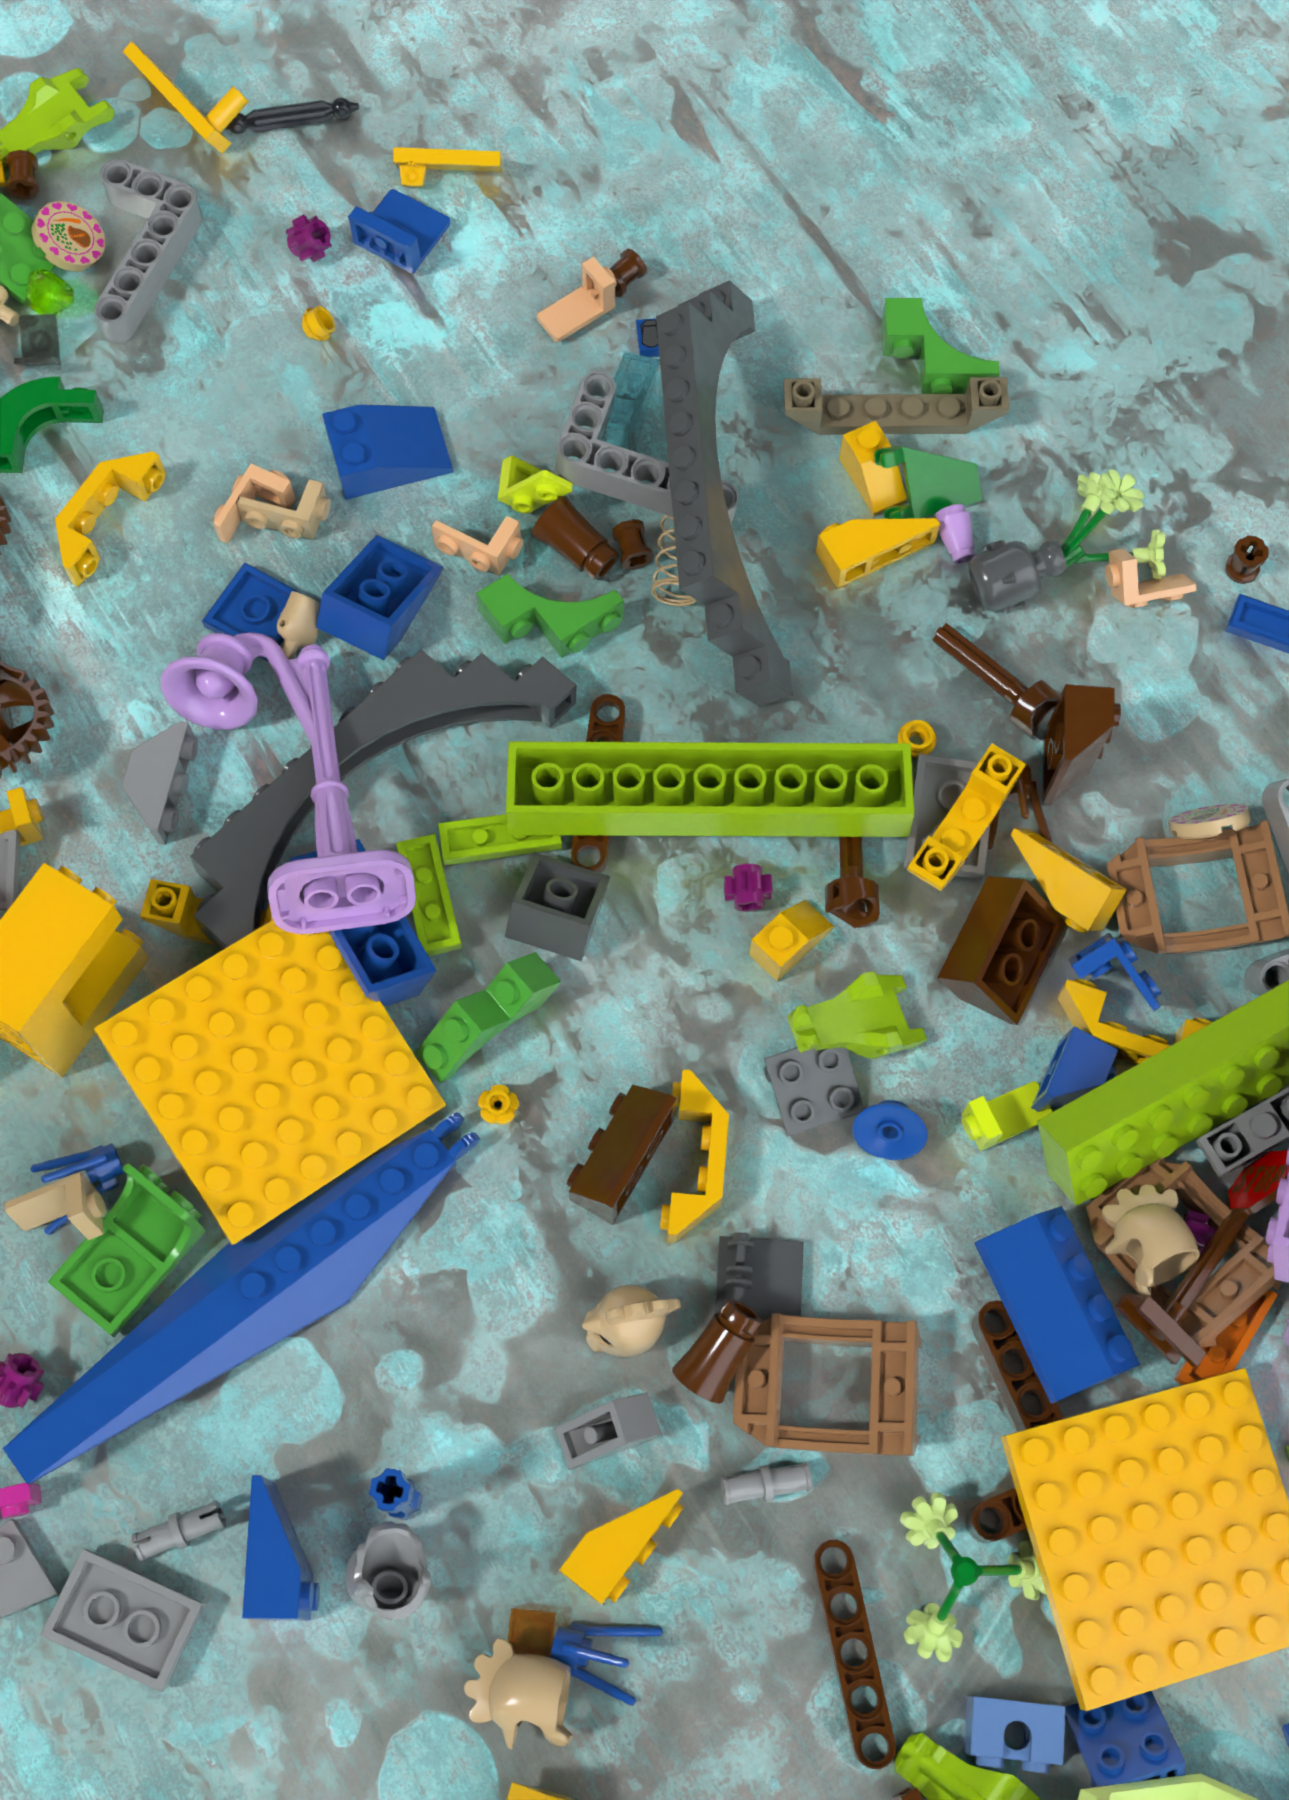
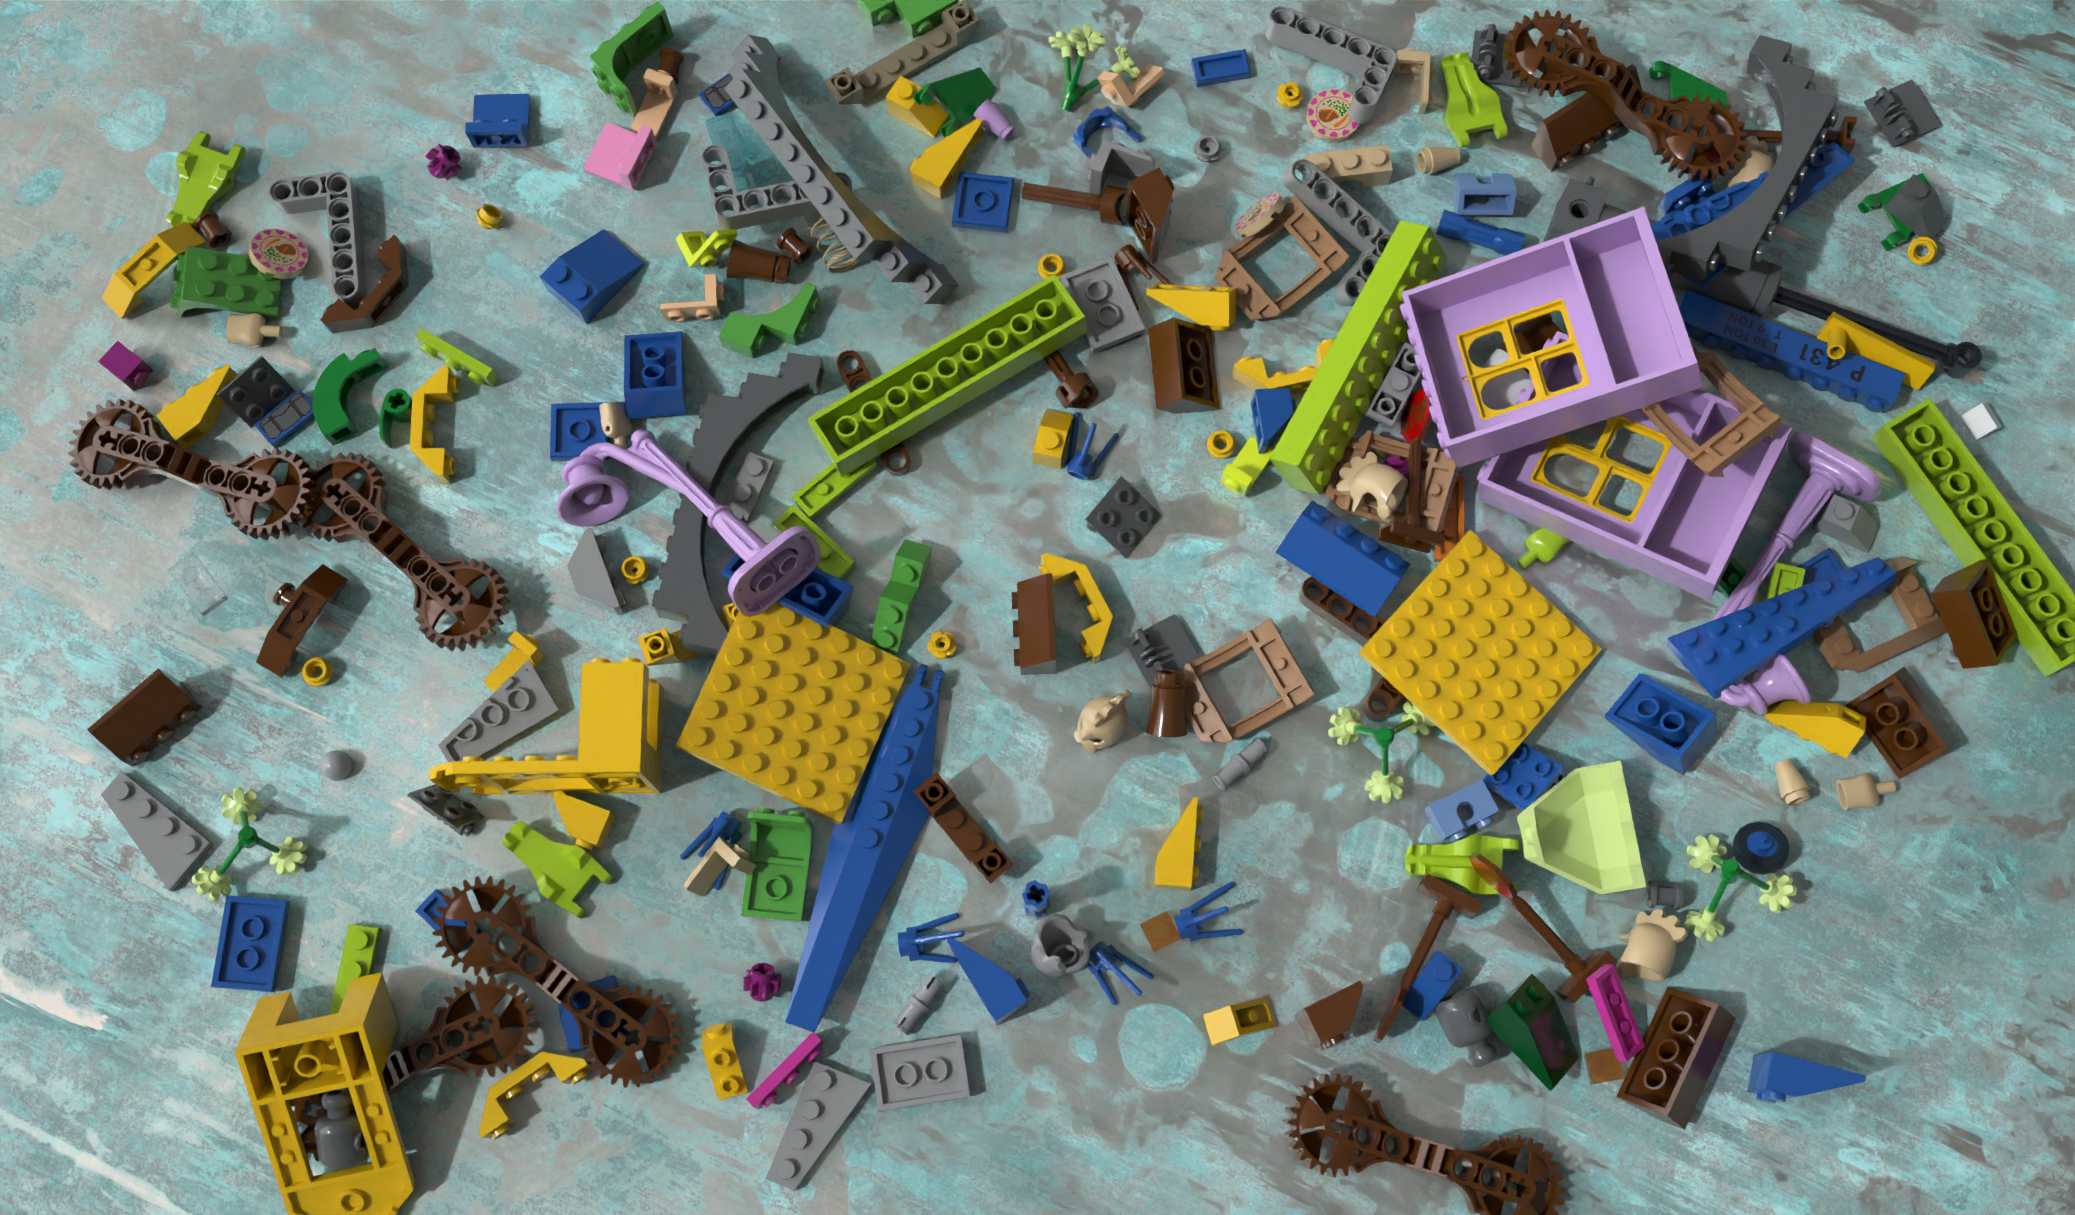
camera: 30 degrees left, 5 degrees up
(39, 340) = (308, 336): clear smoke bracket -> none
(48, 293) = (292, 300): clear neon green cone -> none
(71, 467) = (391, 411): none -> green panel
(141, 344) = (342, 318): none -> reddish brown slope
(175, 454) = (456, 359): none -> lime plate
(206, 792) = (631, 563): none -> yellow plate
(207, 126) = (320, 121): yellow piece -> none
(223, 1449) = (913, 942): none -> blue plant
(256, 482) = (533, 344): light nougat bracket -> none
(292, 115) = (368, 82): black wheel -> none
(295, 524) = (563, 360): tan bracket -> none
(374, 1346) = (962, 829): none -> reddish brown slope
(396, 786) = (749, 485): none -> light grey hinge
(415, 162) = (478, 68): yellow hinge -> none
(436, 1623) = (1103, 959): none -> blue plant
(507, 338) = (621, 155): none -> bright pink bracket
(519, 1690) = (1173, 964): tan piece -> none
(556, 906) = (899, 503): dark grey slope -> none
(588, 228) = (628, 49): none -> bright green bracket
(608, 1430) = (1131, 791): light grey slope -> none
(748, 887) = (1008, 421): magenta gear -> none
(805, 989) = (1081, 464): none -> blue plant
(860, 1018) = (1126, 461): lime animal -> none
(865, 1674) = (1362, 831): reddish brown beam -> none
(884, 619) = (983, 202): none -> blue tile
(890, 1131) = (1185, 517): blue piece -> none
(968, 818) = (1115, 299): yellow slope -> none
(996, 1058) = (1221, 436): none -> yellow plate
(1011, 574) = (1045, 126): dark grey piece -> none
(1071, 655) = (1119, 160): none -> light grey bracket
(1076, 601) = (1099, 119): none -> blue helmet
(1096, 961) = (1244, 341): blue bracket -> none
(1196, 699) = (1207, 142): none -> light grey plate
(1241, 558) = (1178, 38): reddish brown bush -> none

